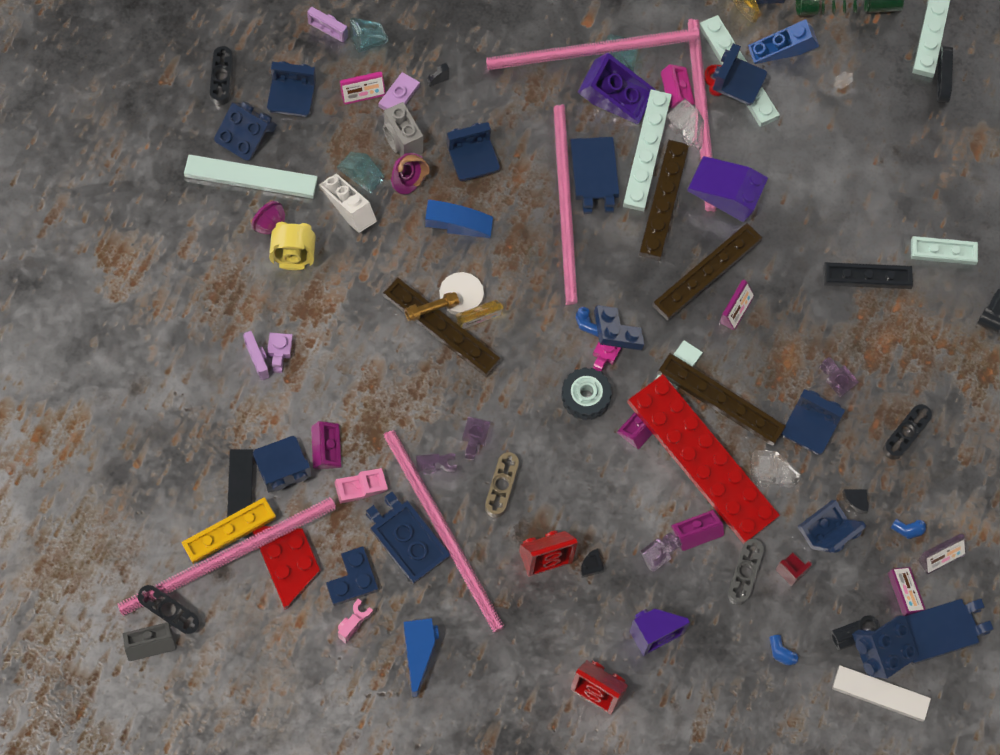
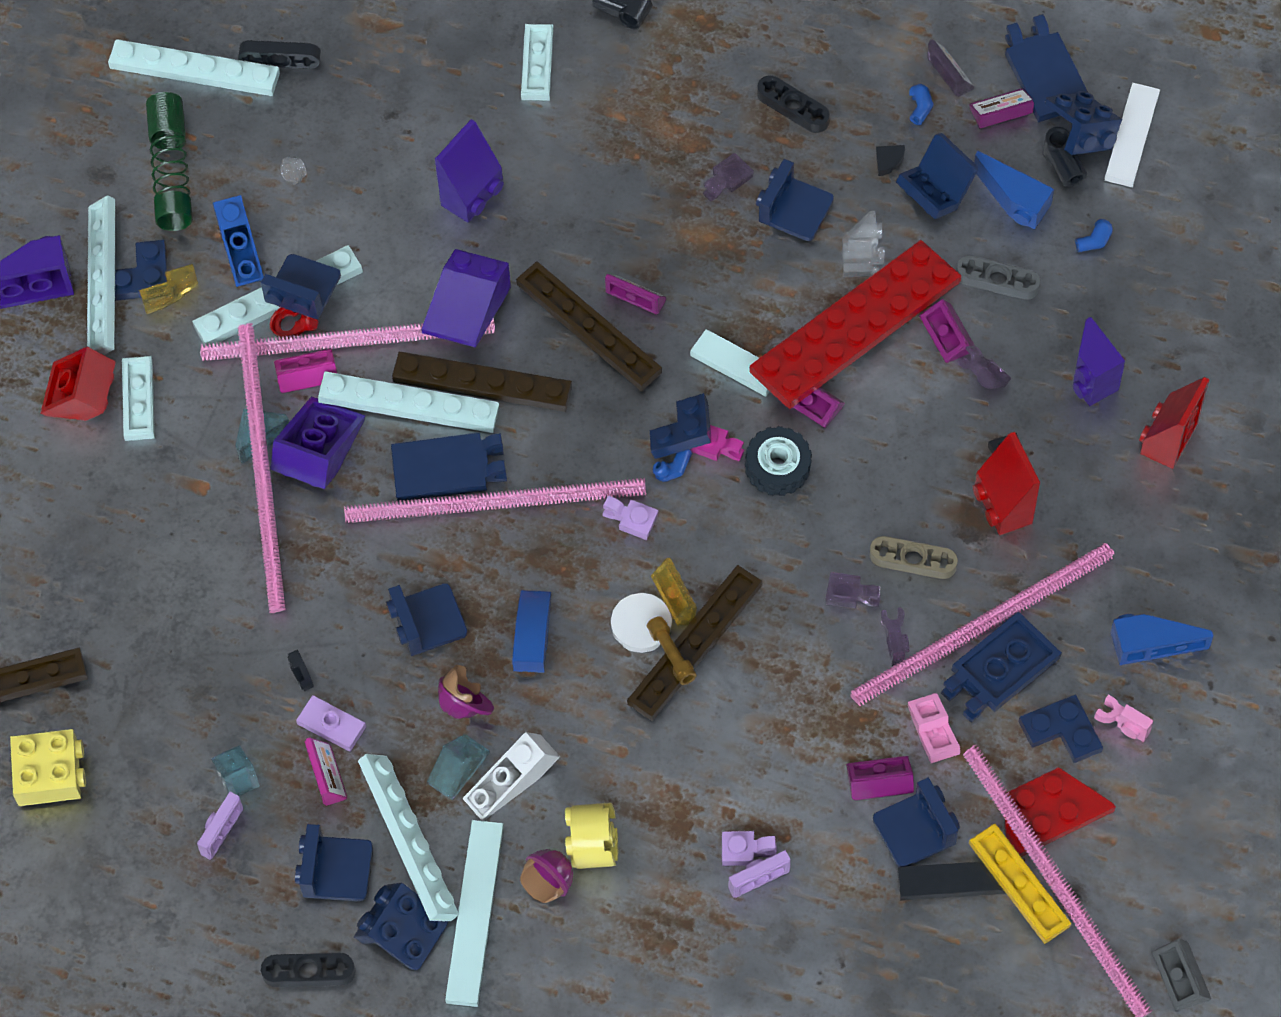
camera: 85 degrees left, 5 degrees down
(187, 613) = (1129, 954): black beam -> none
(306, 134) = (408, 838): none -> light aqua plate
(402, 130) = (400, 706): light grey brick -> none
(546, 294) = (635, 518): none -> lavender plate
(688, 122) = (371, 347): clear slope -> none
(721, 399) = (772, 304): dark brown plate -> none
(792, 568) = (991, 223): dark red panel -> none
(820, 592) = (1017, 193): none -> blue slope
(833, 187) = (468, 173): none -> dark purple slope
(868, 275) = (579, 146): black tile -> none

